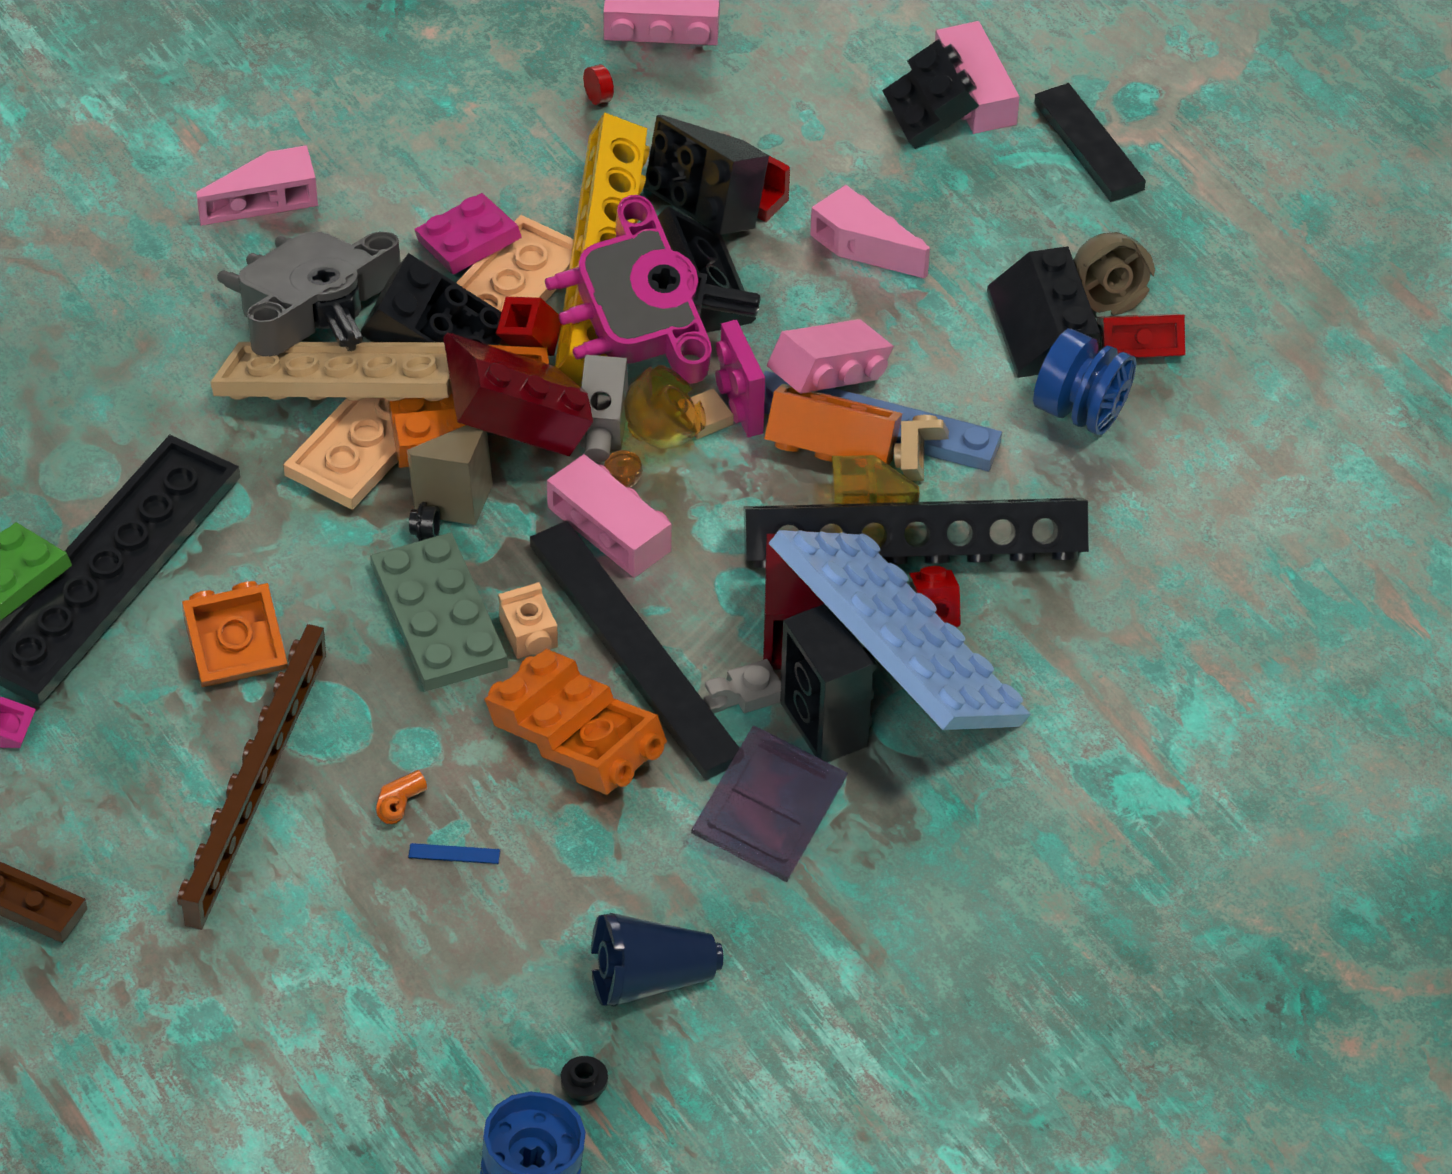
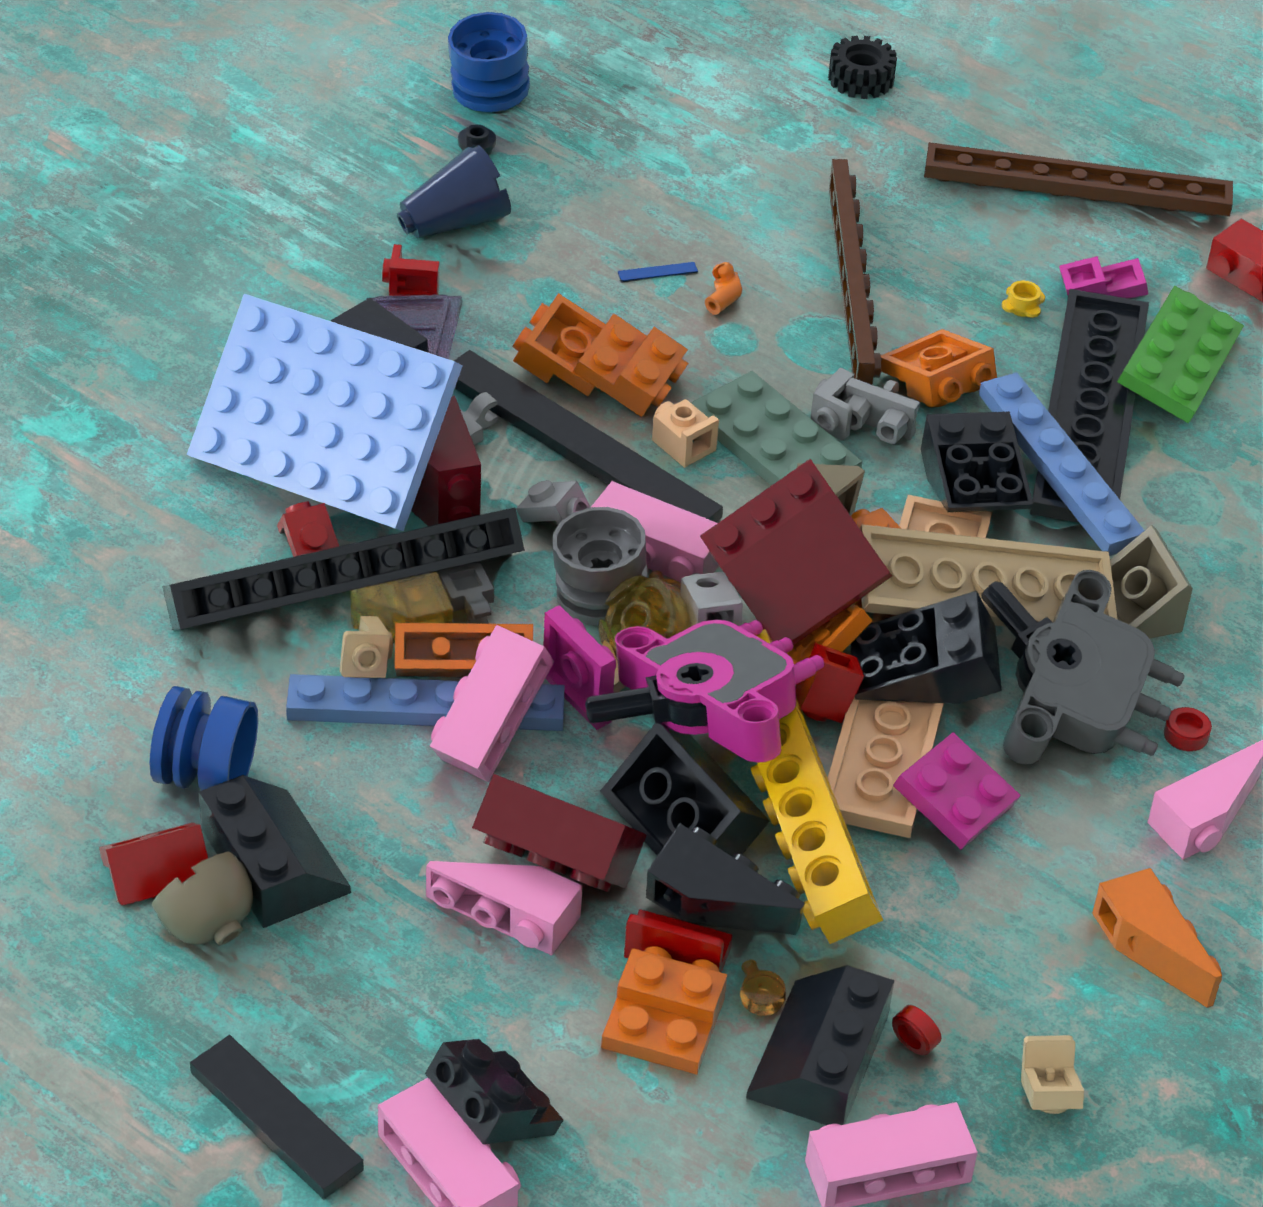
camera: 160 degrees right, 5 degrees down
(67, 1109) = (862, 67): none -> black tyre
(84, 702) = (1023, 299): none -> yellow plate
(189, 490) = (1062, 464): none -> medium blue plate
(190, 362) = (1150, 586): none -> dark tan slope
(232, 256) = (1187, 729): none -> red tile
(272, 506) = (975, 462): none -> black slope
(318, 605) = (882, 409): none -> light grey hips
(365, 621) = (829, 406): none -> light grey bracket
(380, 108) = (1151, 931): none -> orange slope
(519, 32) = (1050, 1074): none -> tan bracket
(675, 79) = (823, 1044): none -> black slope
(682, 467) = (593, 556): none -> flat silver wheel
(691, 571) = (552, 501): none -> light grey bracket
(738, 871) = (410, 275): none -> red bracket
(783, 137) = (665, 1009): none -> orange plate
(803, 491) = (469, 590): none -> dark grey plate
(814, 242) = (558, 834): none -> dark red brick

